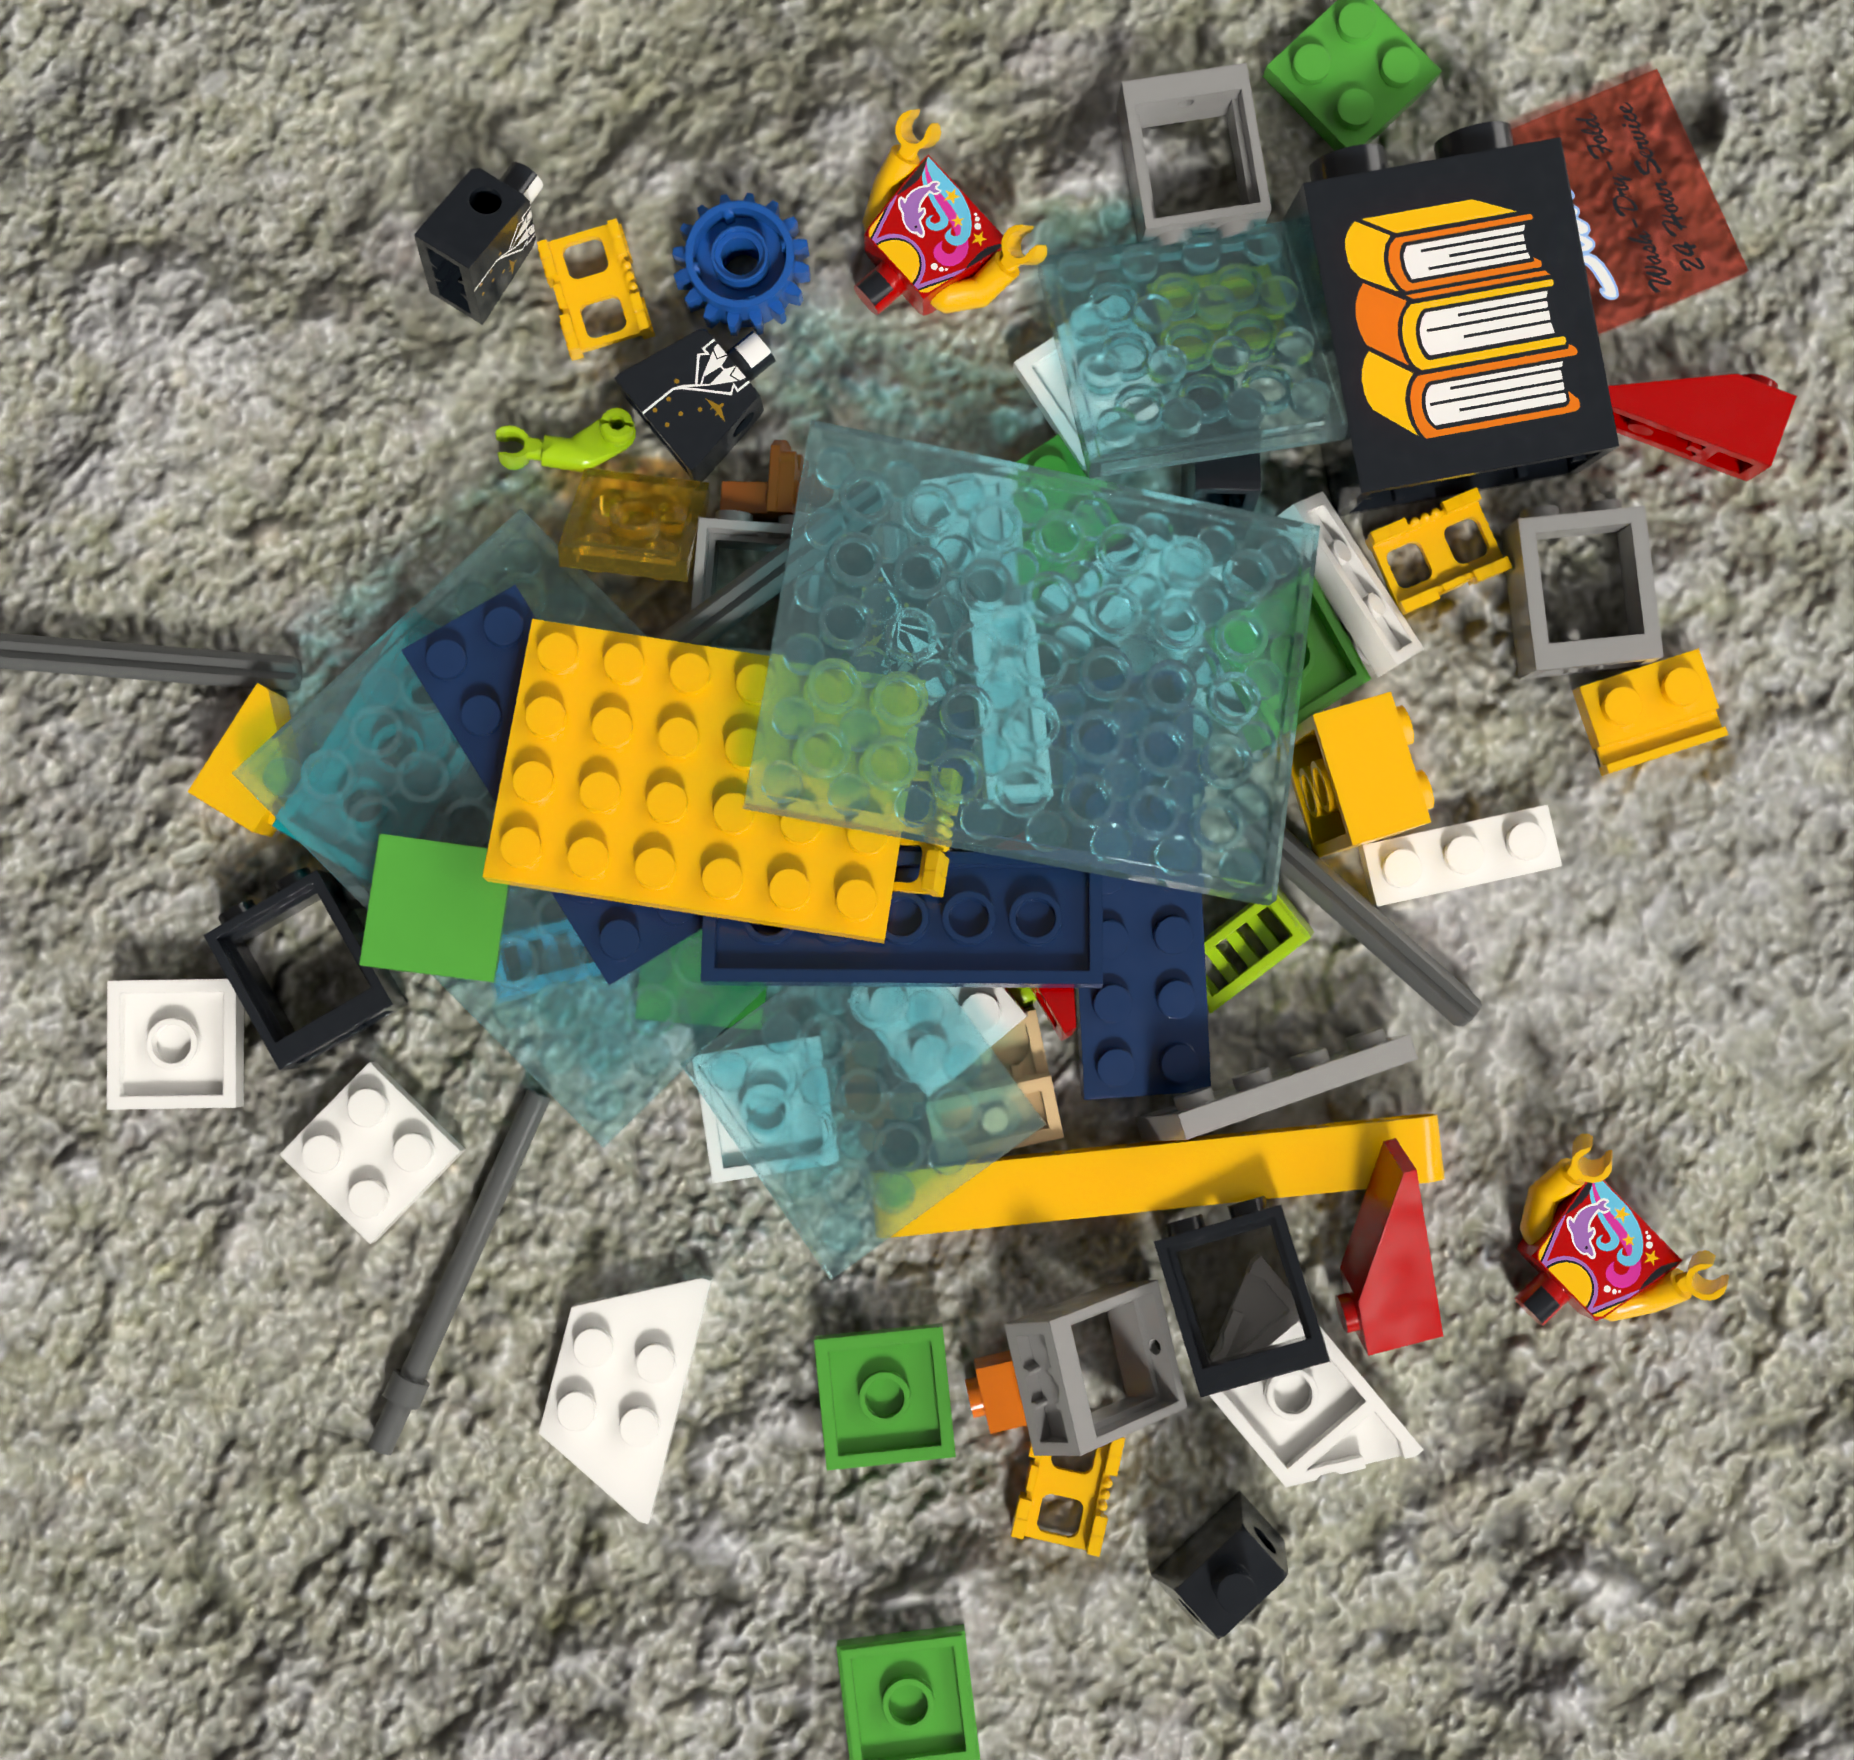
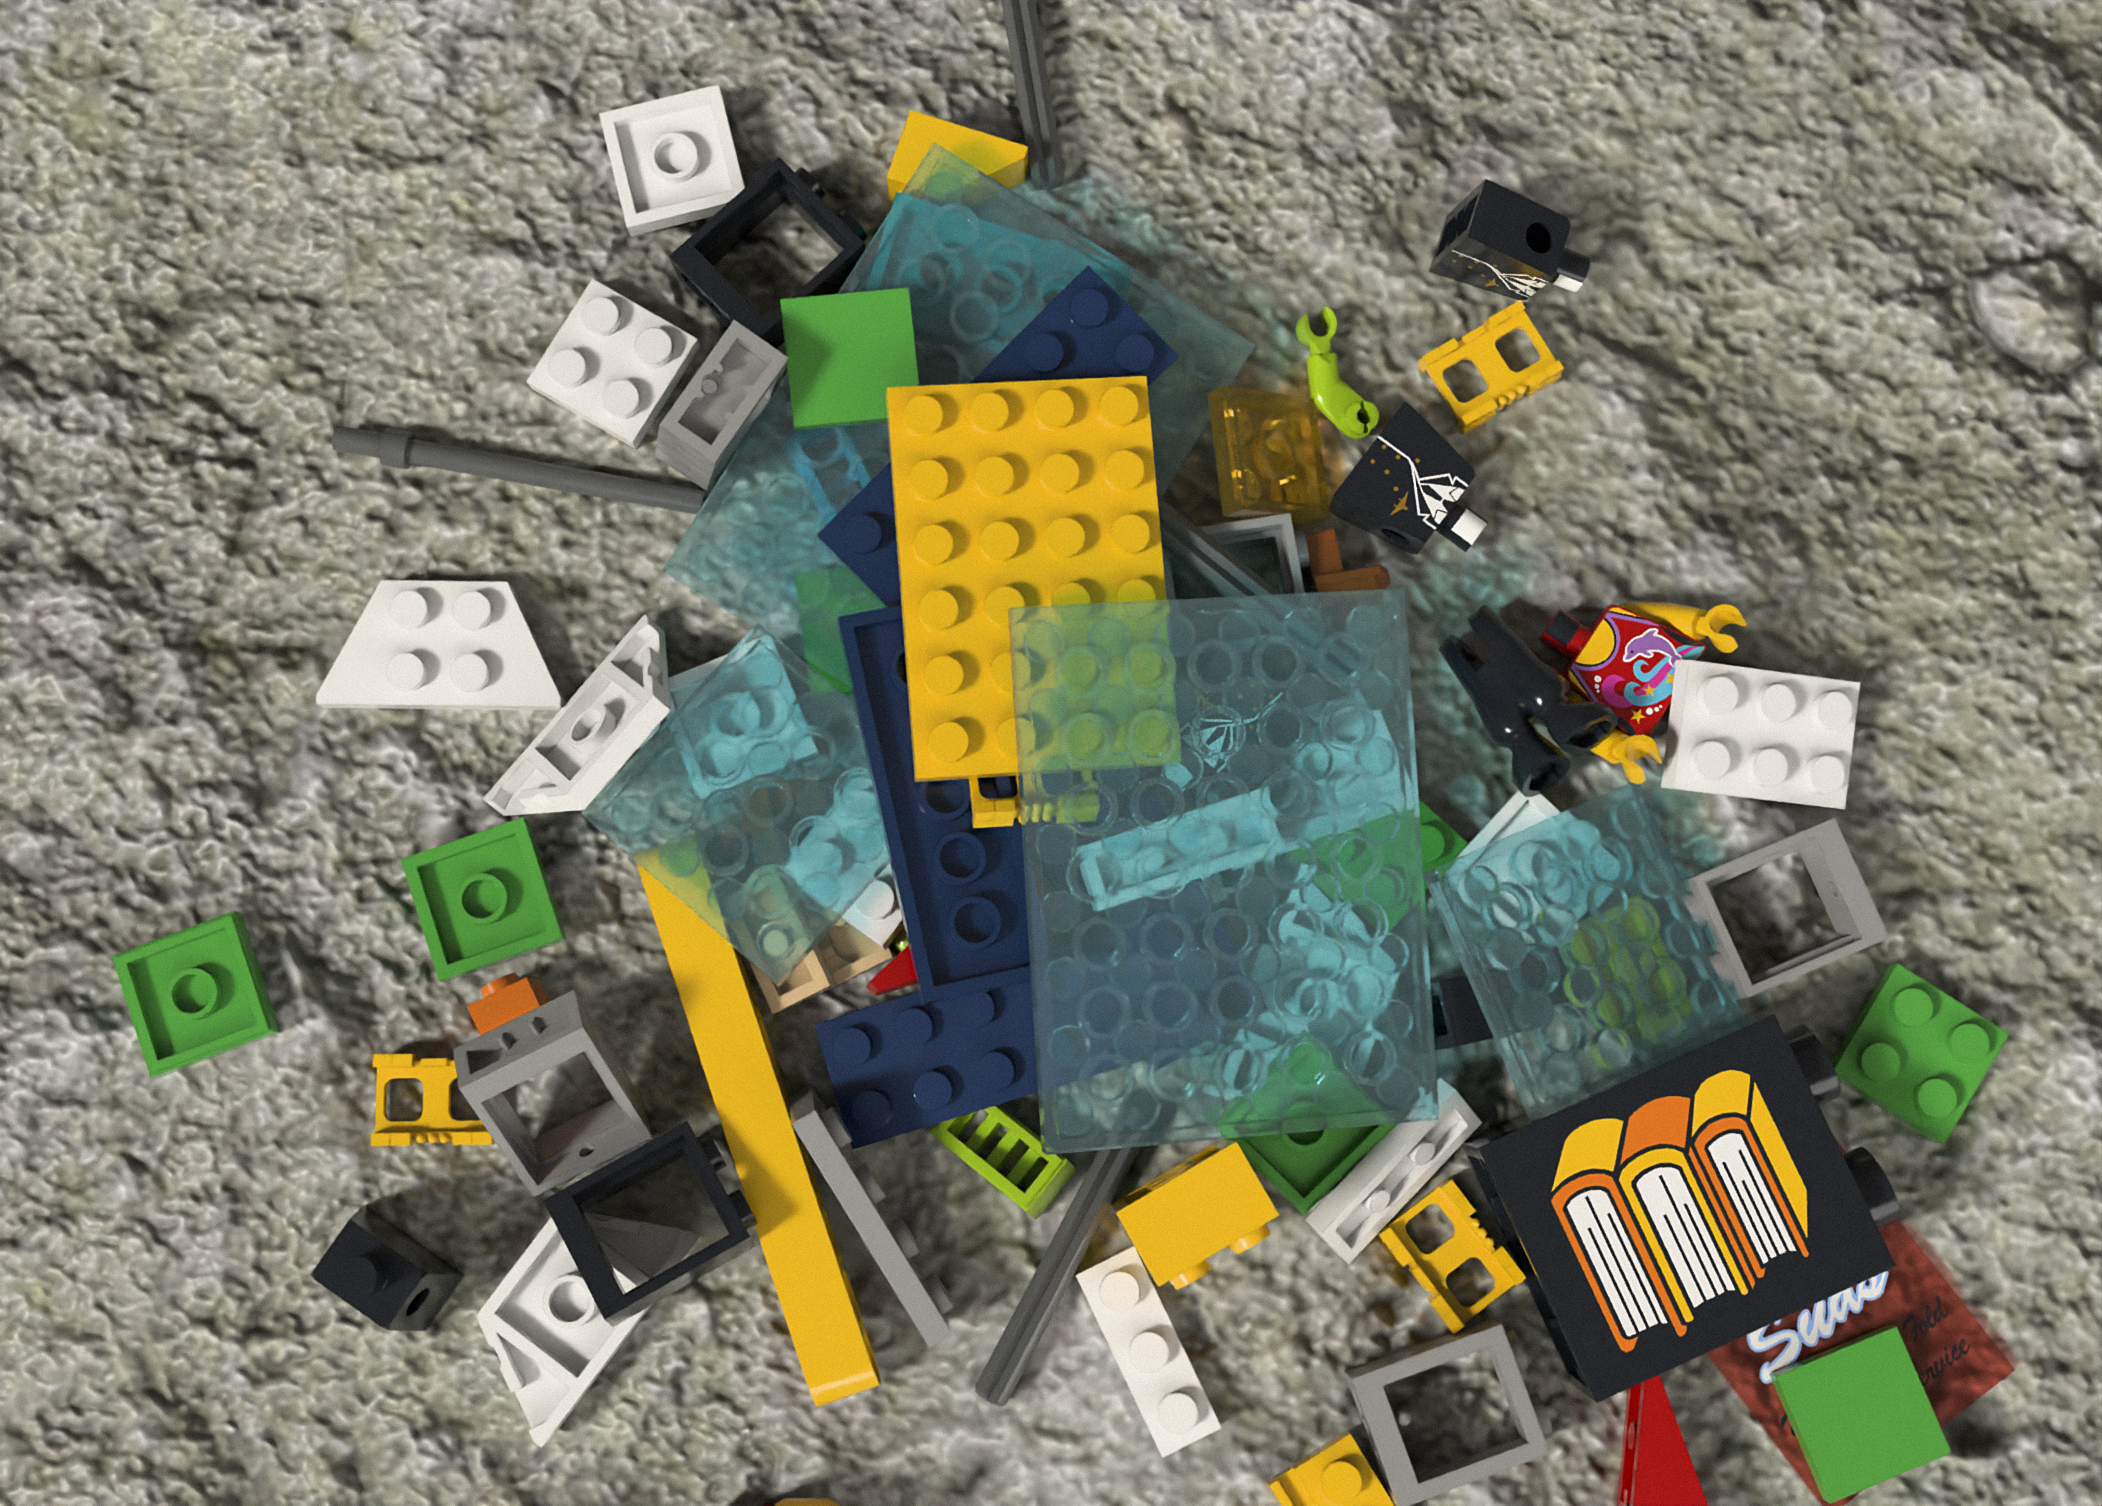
camera: 80 degrees right, 5 degrees down
(452, 1049) = (715, 417): none -> light grey window
(733, 231) = (1571, 469): blue gear -> none
(746, 1251) = (592, 731): none -> white wing
(926, 345) = (1517, 689): none -> black piece
(1023, 130) = (1760, 734): none -> white plate
(1388, 1261) = (715, 1365): slope -> none
(1666, 217) = (1860, 1413): none -> bright green tile

